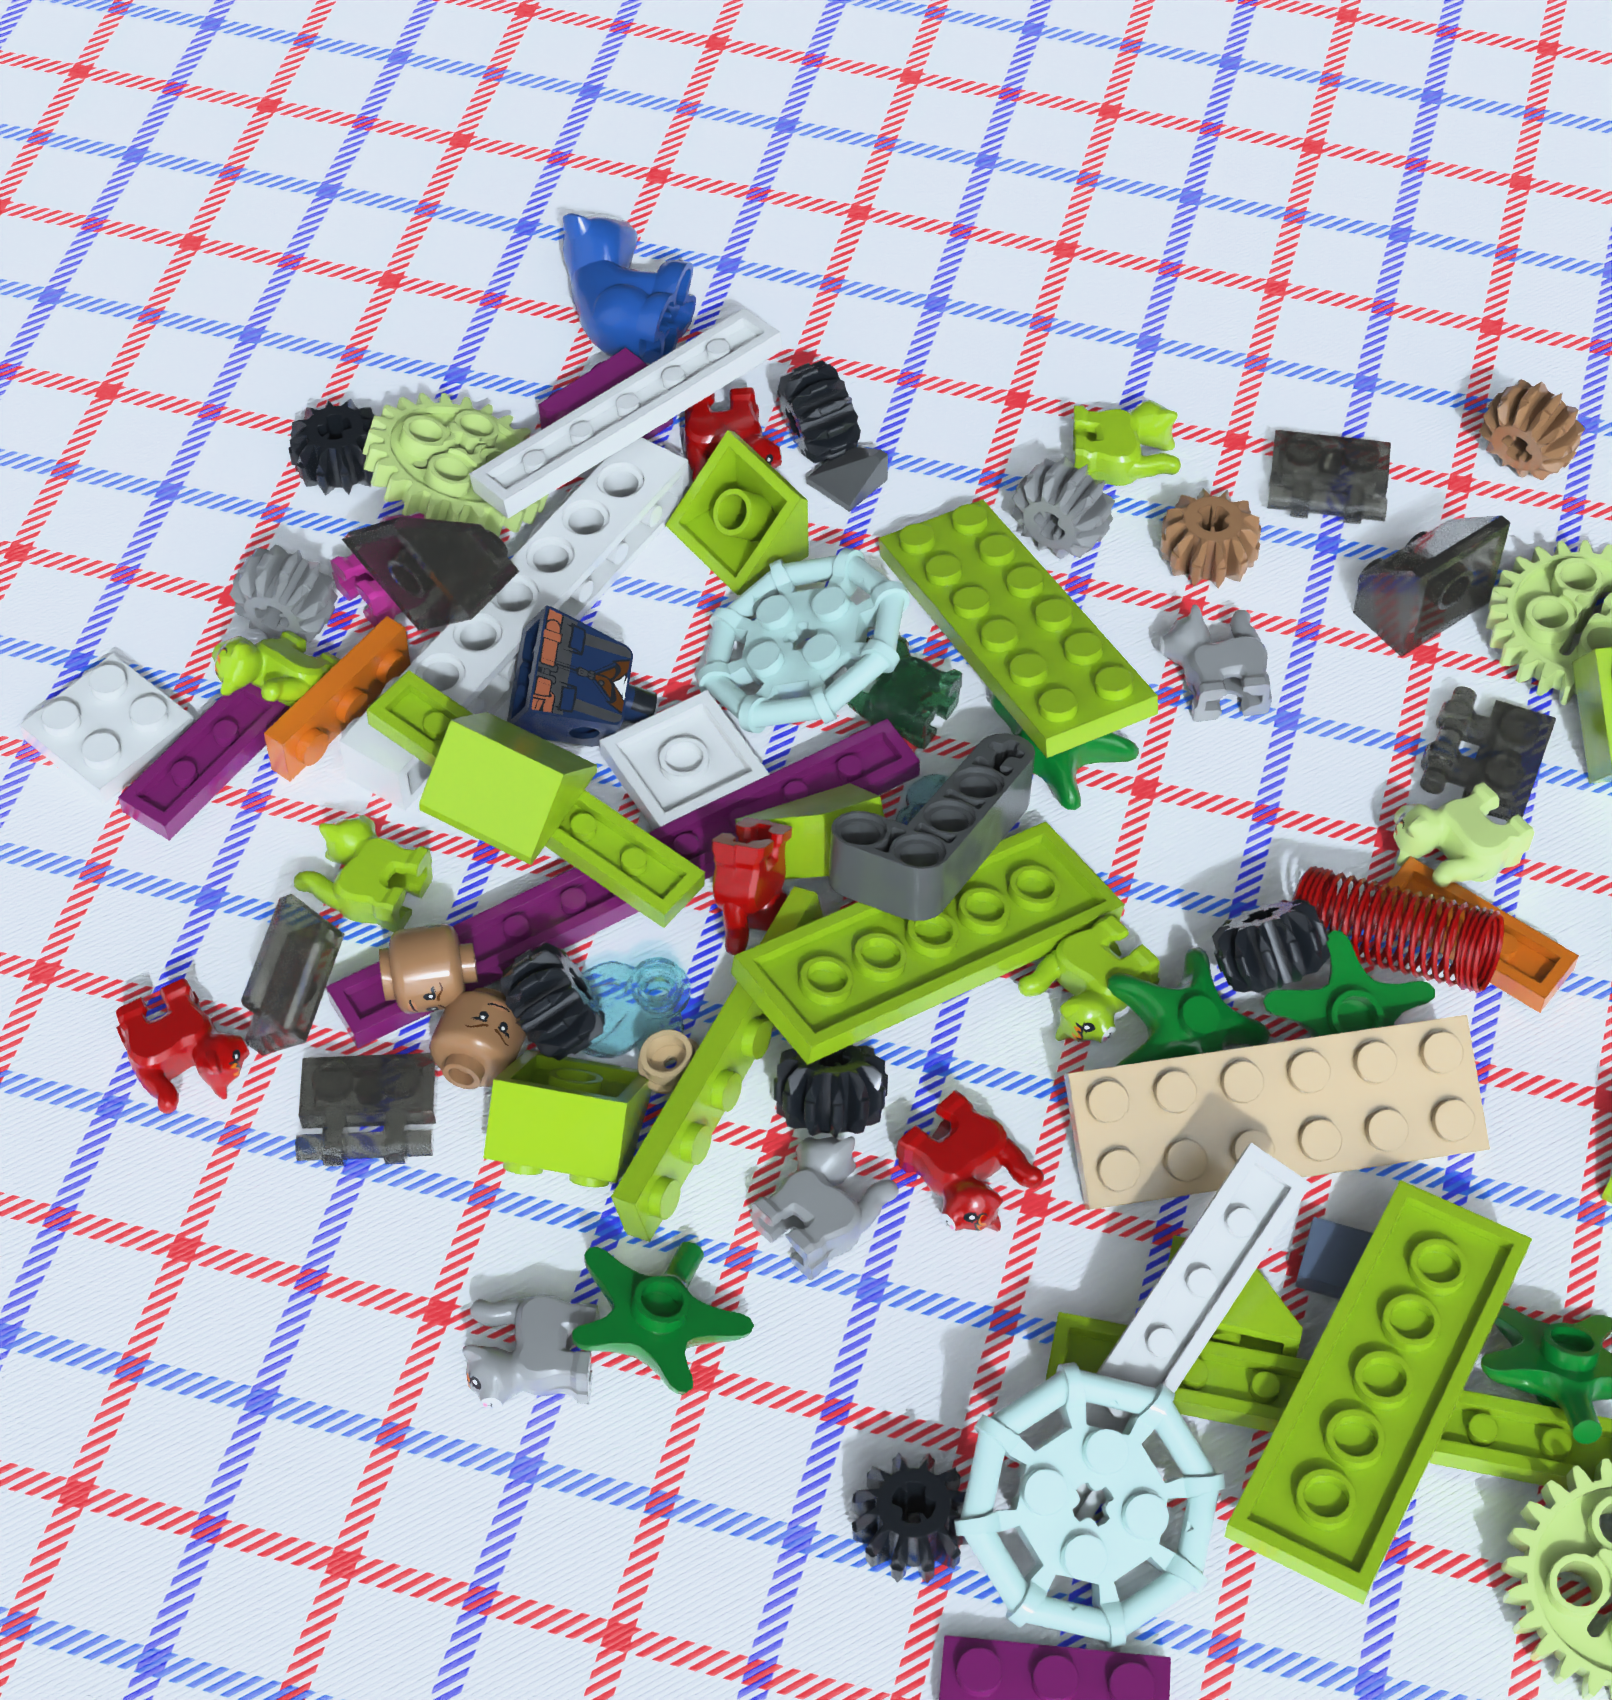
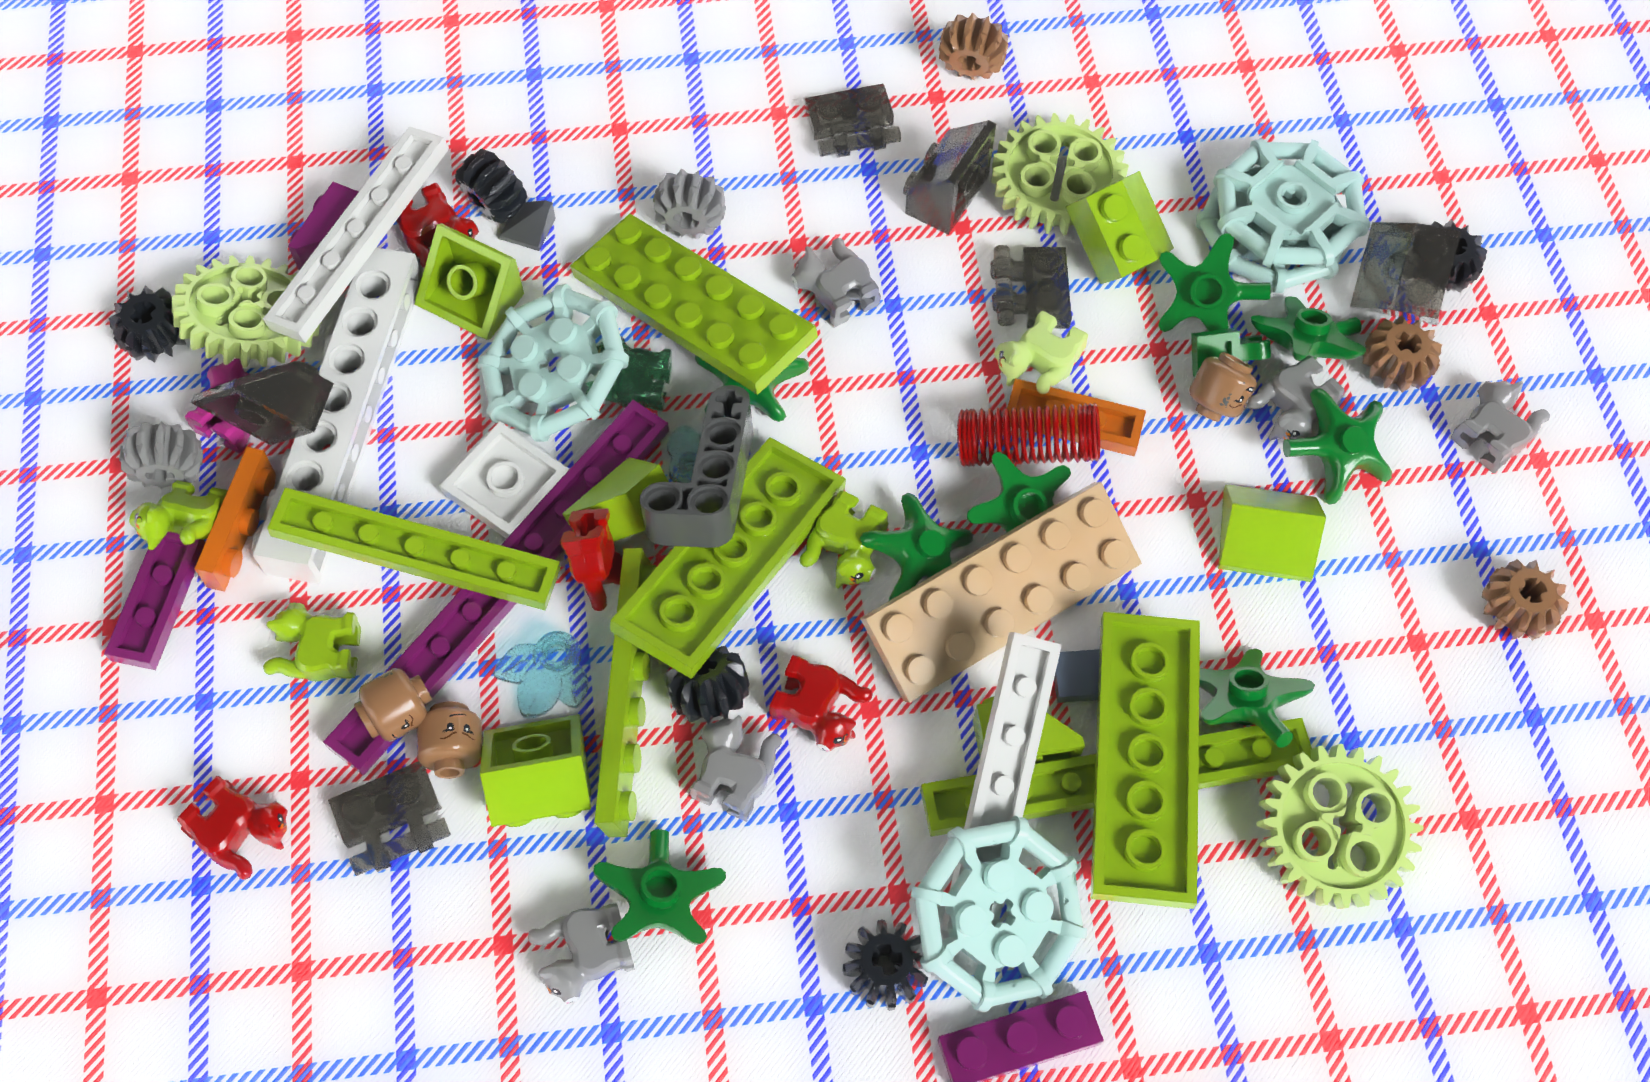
camera: 25 degrees left, 10 degrees up
(106, 728) = (70, 600): white plate -> none
(289, 976) = (295, 745): clear smoke panel -> none
(503, 784) = (393, 550): lime slope -> none
(552, 1001) = (492, 695): black gear -> none
(574, 682) = (403, 450): torso -> none
(623, 304) = (311, 149): blue animal -> none
(659, 1050) = (578, 701): tan plate -> none
(1112, 440) = (700, 141): lime animal -> none
(1210, 538) = (794, 192): medium nougat gear -> none
(1271, 946) = (958, 478): black gear -> none

